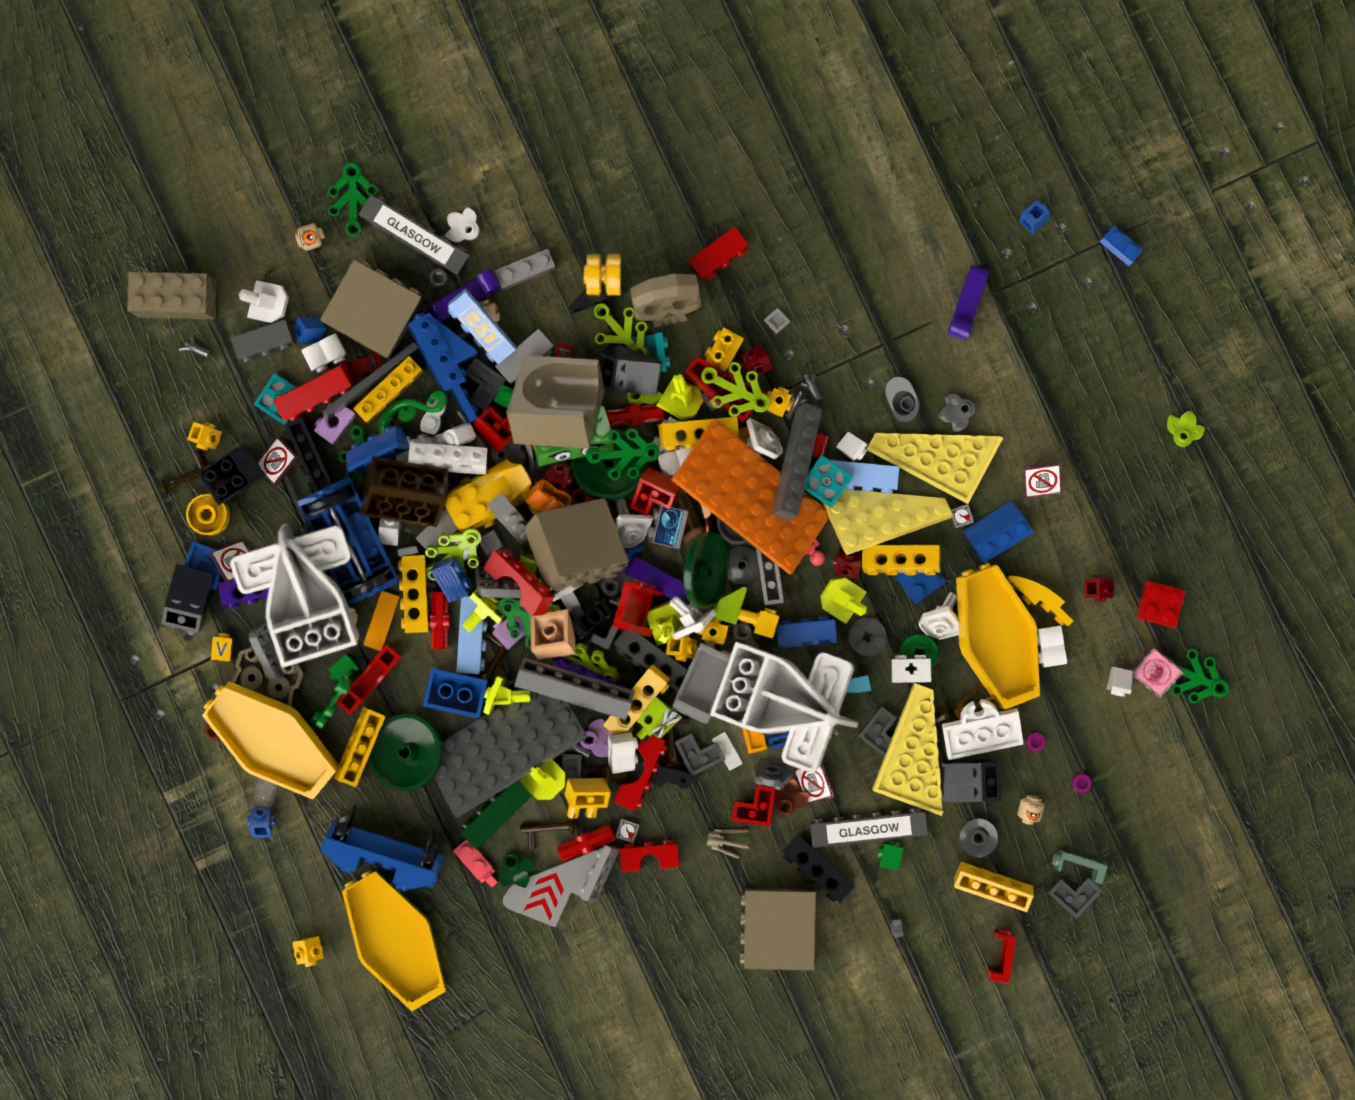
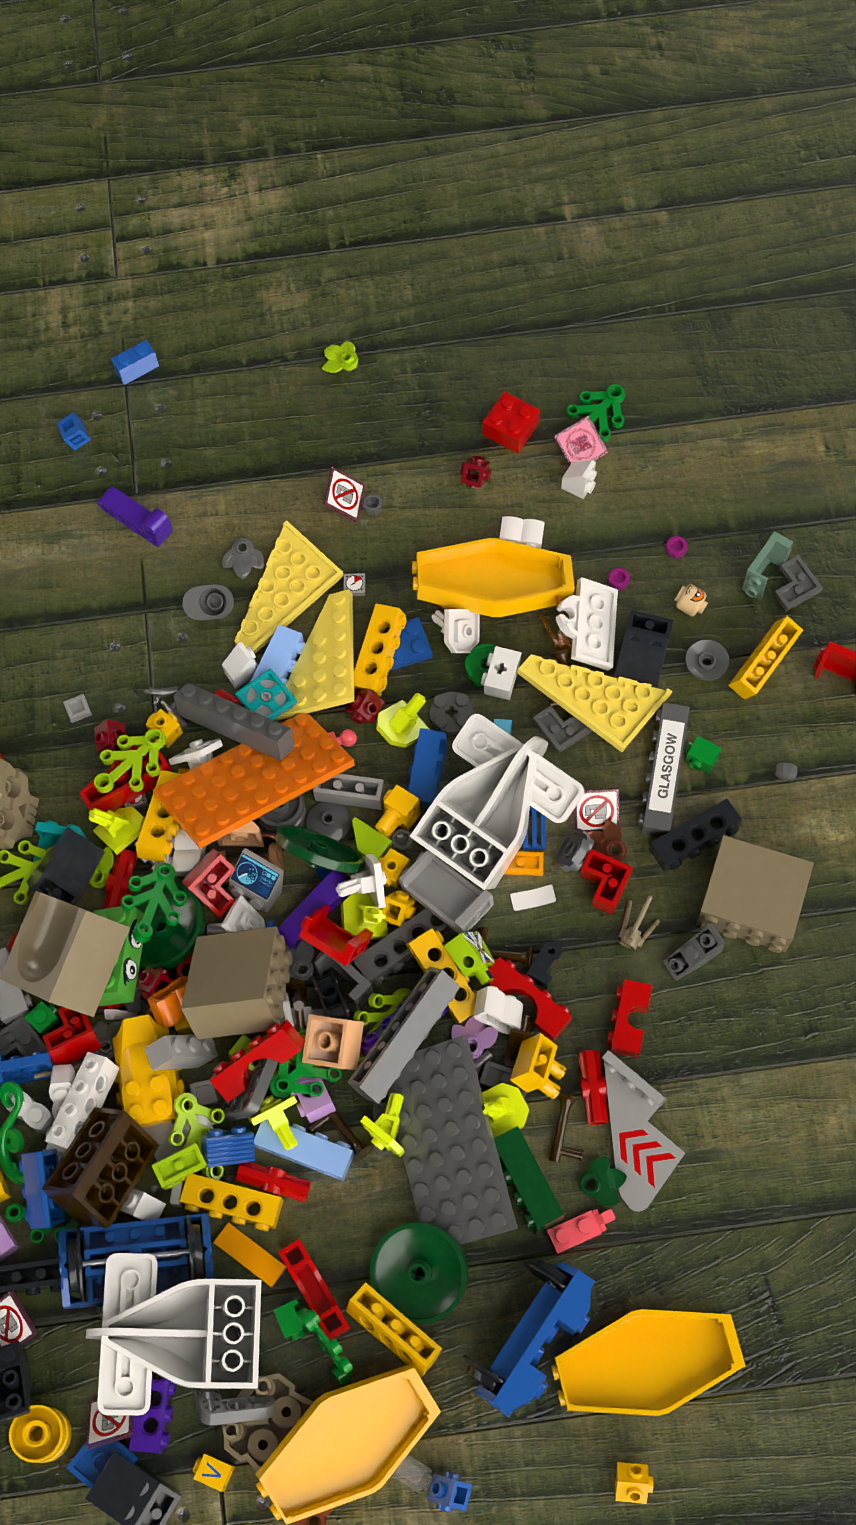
camera: 75 degrees left, 20 degrees down
(424, 549) = (176, 1167): none -> lime plate
(455, 693) = (366, 1186): blue slope -> none
(591, 589) = (297, 992): none -> dark brown piece
(627, 830) = (592, 1036): tile -> none
(696, 759) = (531, 931): dark grey plate -> none
(715, 893) = (695, 952): none -> dark grey slope
(724, 349) = (81, 764): yellow brick -> none
(997, 531) = (383, 552): blue slope -> none
(1035, 592) = (471, 524): yellow slope -> none
(1043, 507) = (372, 504): none -> dark grey tile

